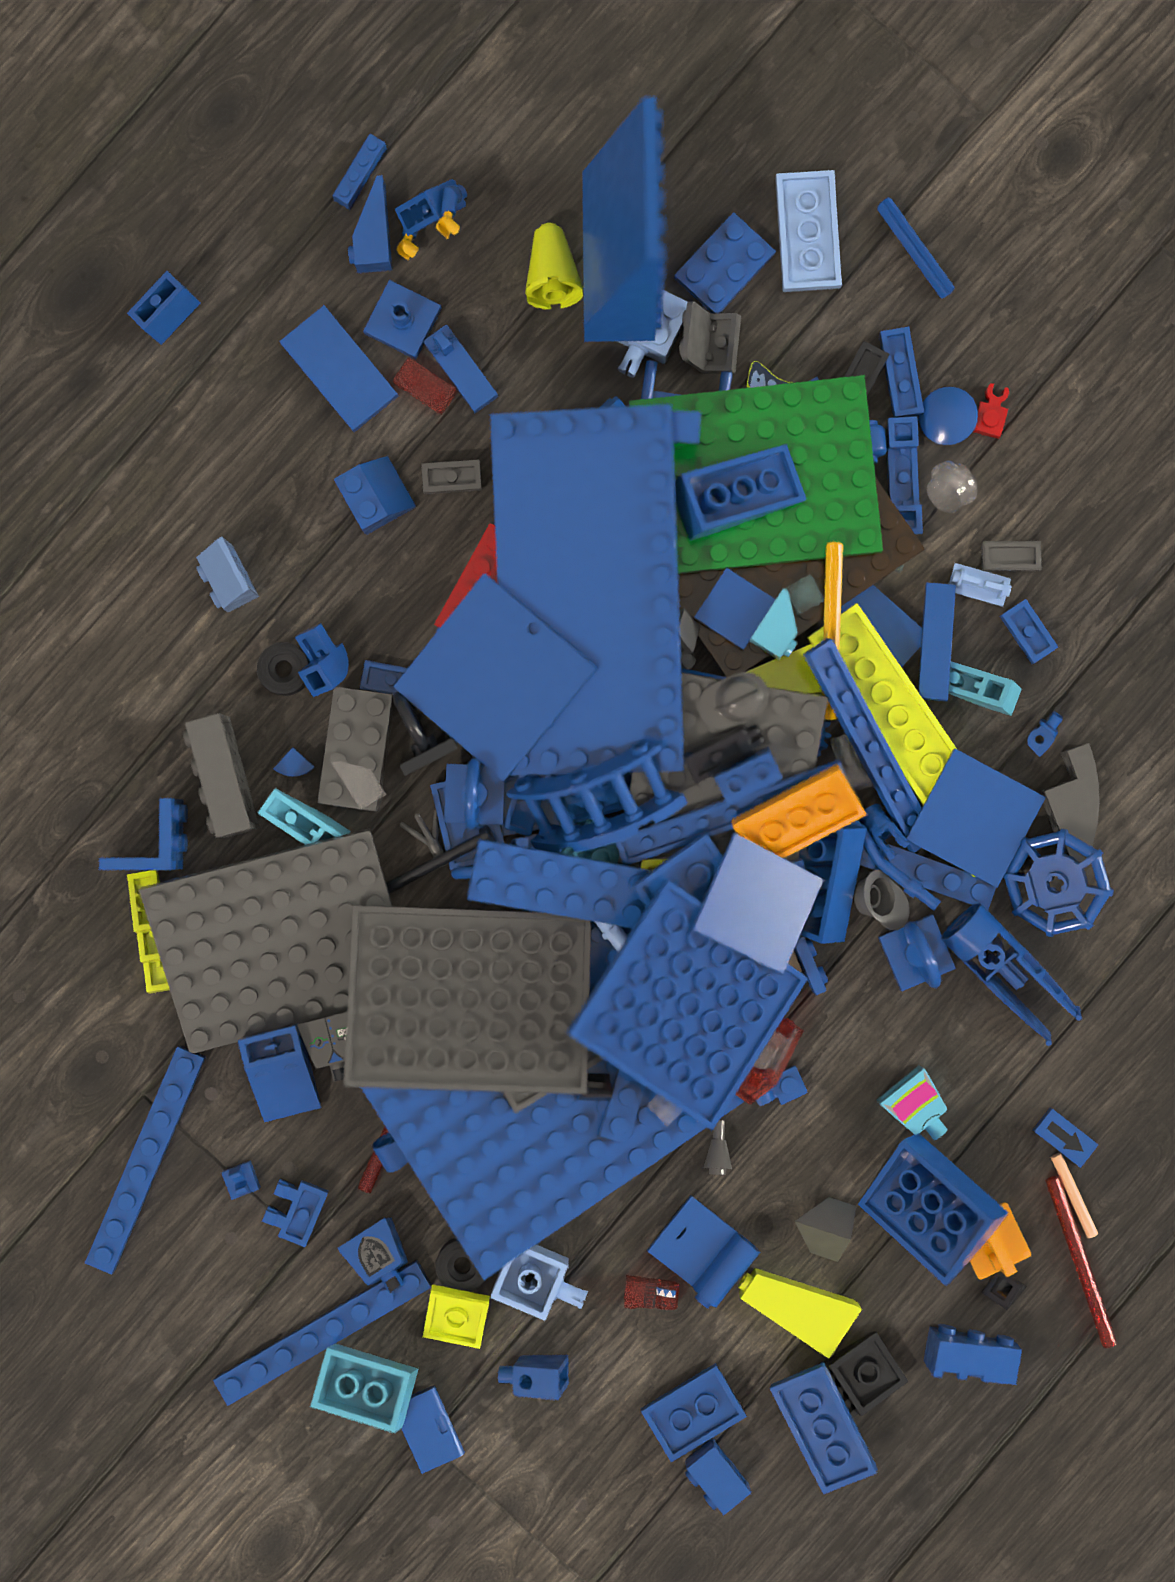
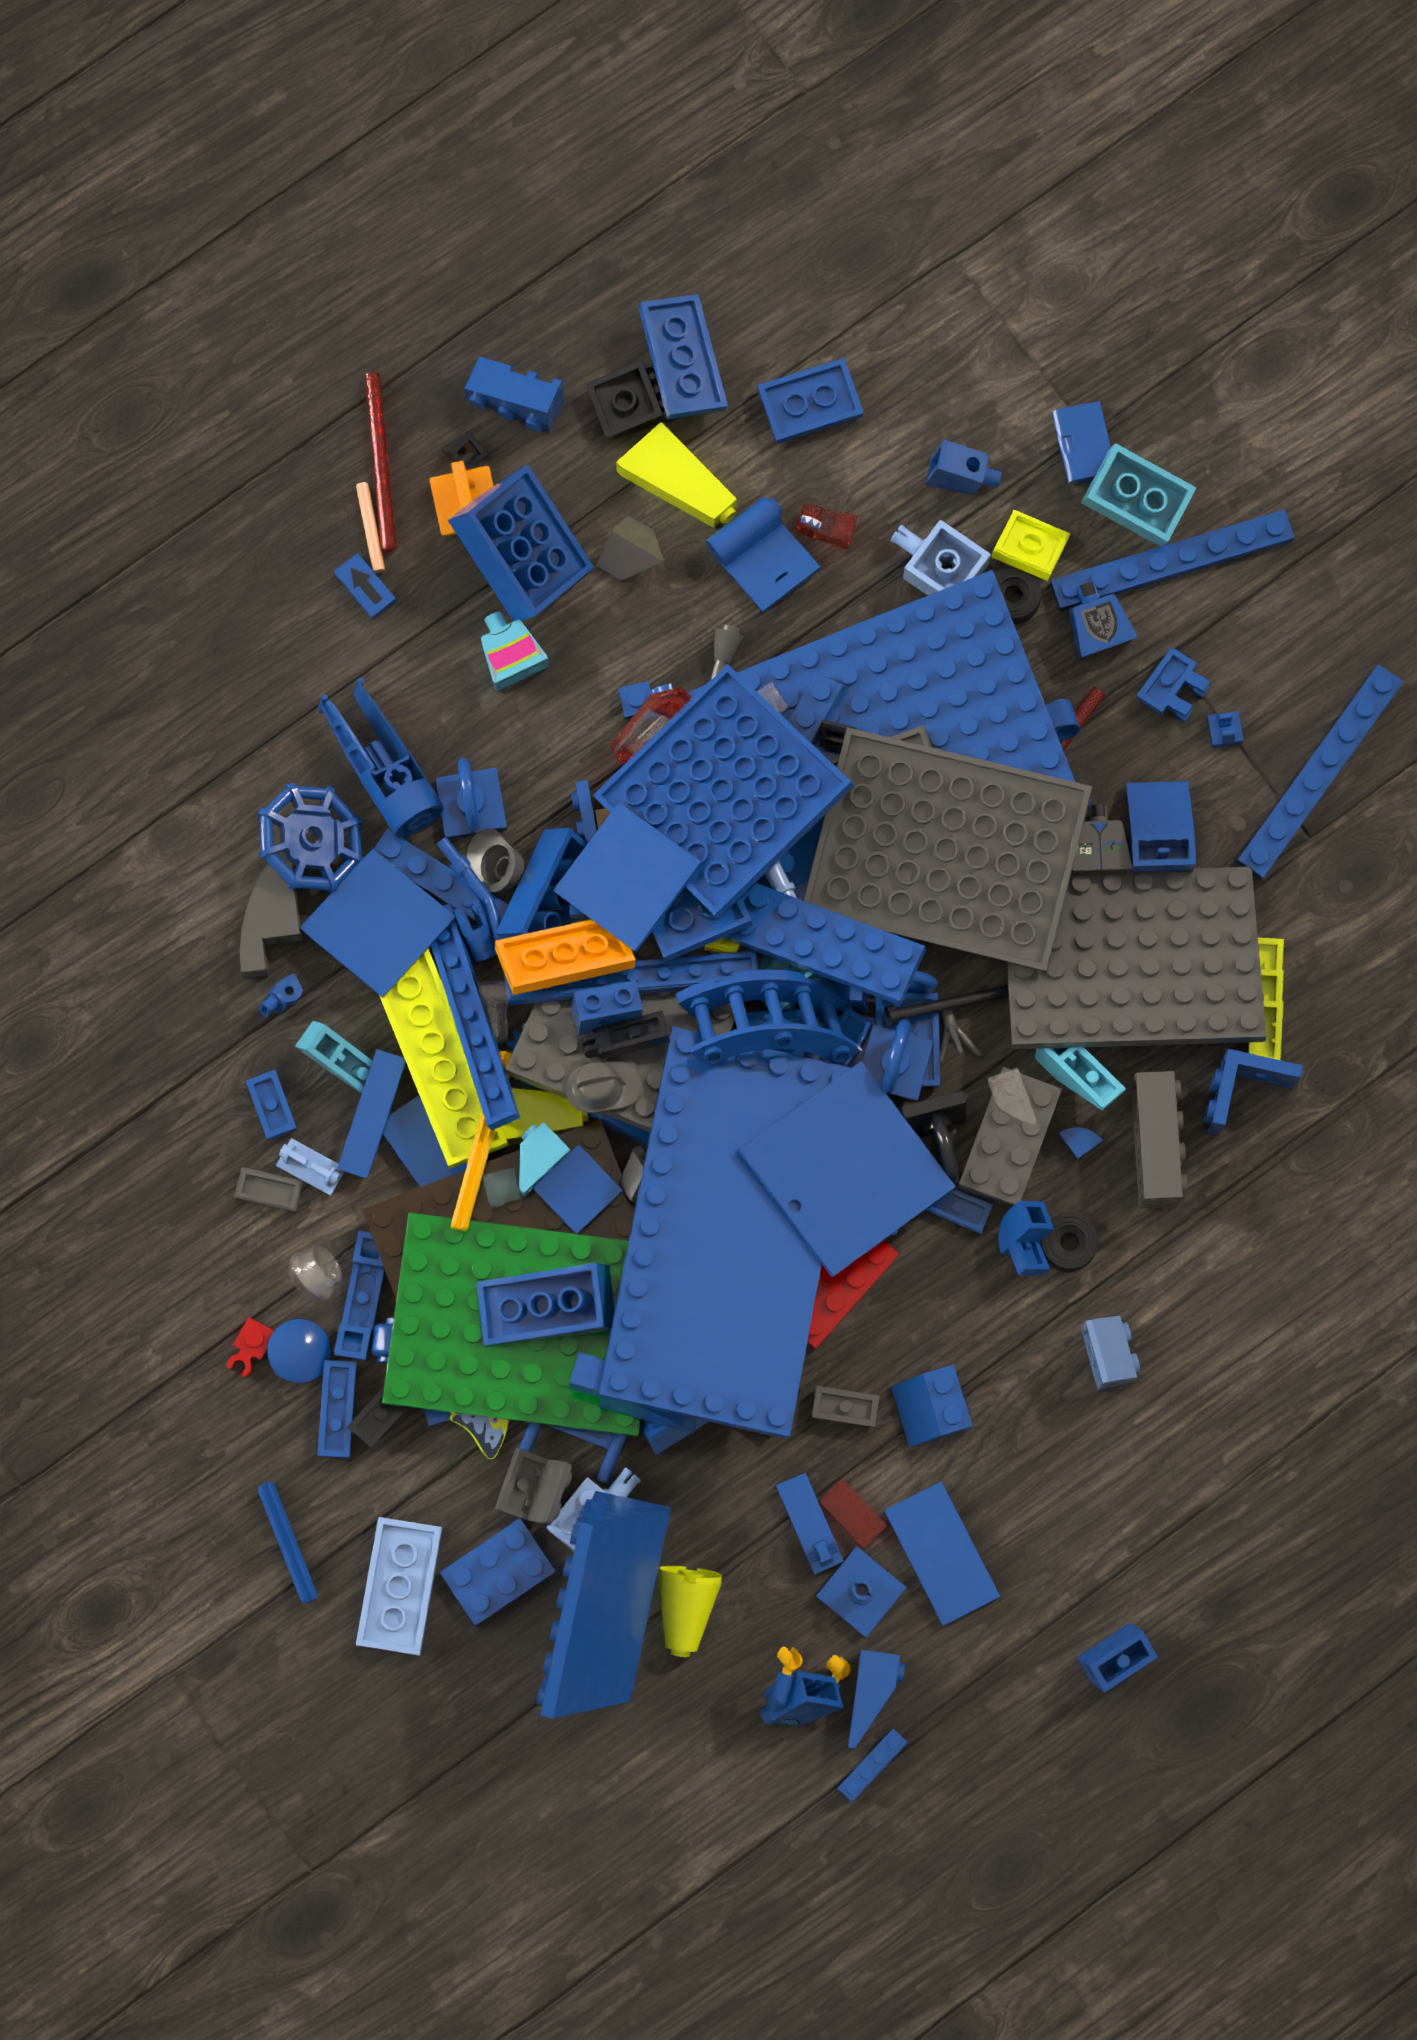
camera: 165 degrees left, 10 degrees down
(717, 1477) = (800, 333): blue brick -> none

